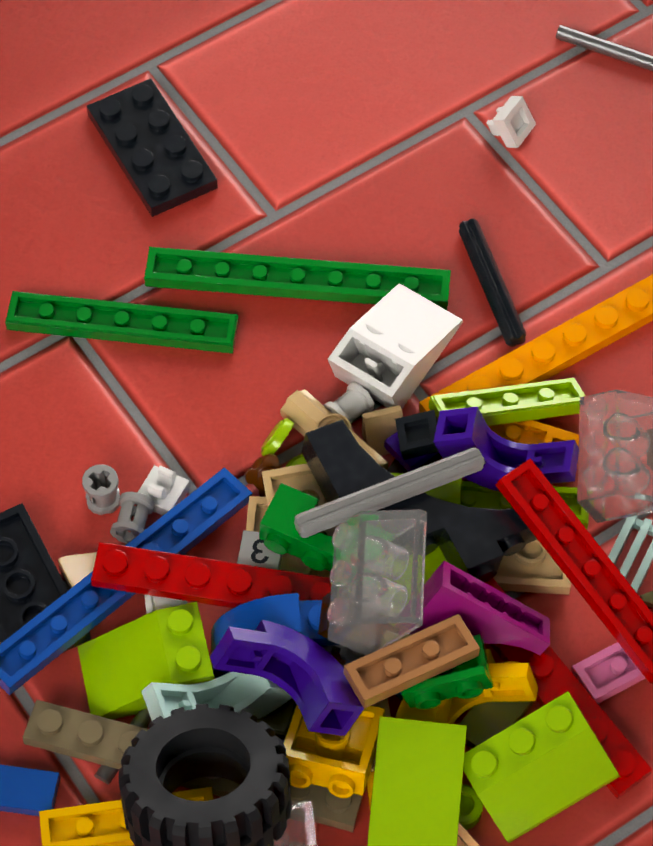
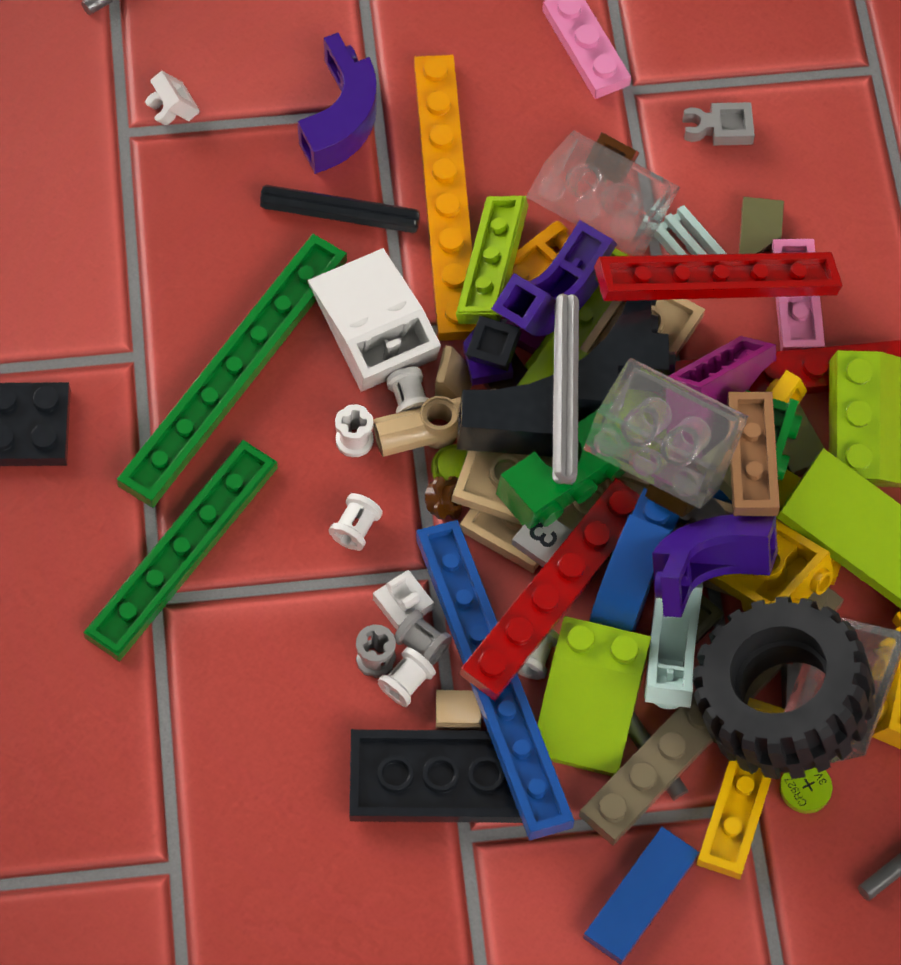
camera: 65 degrees left, 5 degrees up
(91, 522) = (406, 677): none -> white bush
(209, 423) = (357, 507): none -> white bush
(277, 436) = (411, 469): lime piece -> none
(285, 385) = (349, 419): none -> white bush
(579, 246) = (345, 126): none -> dark purple arch

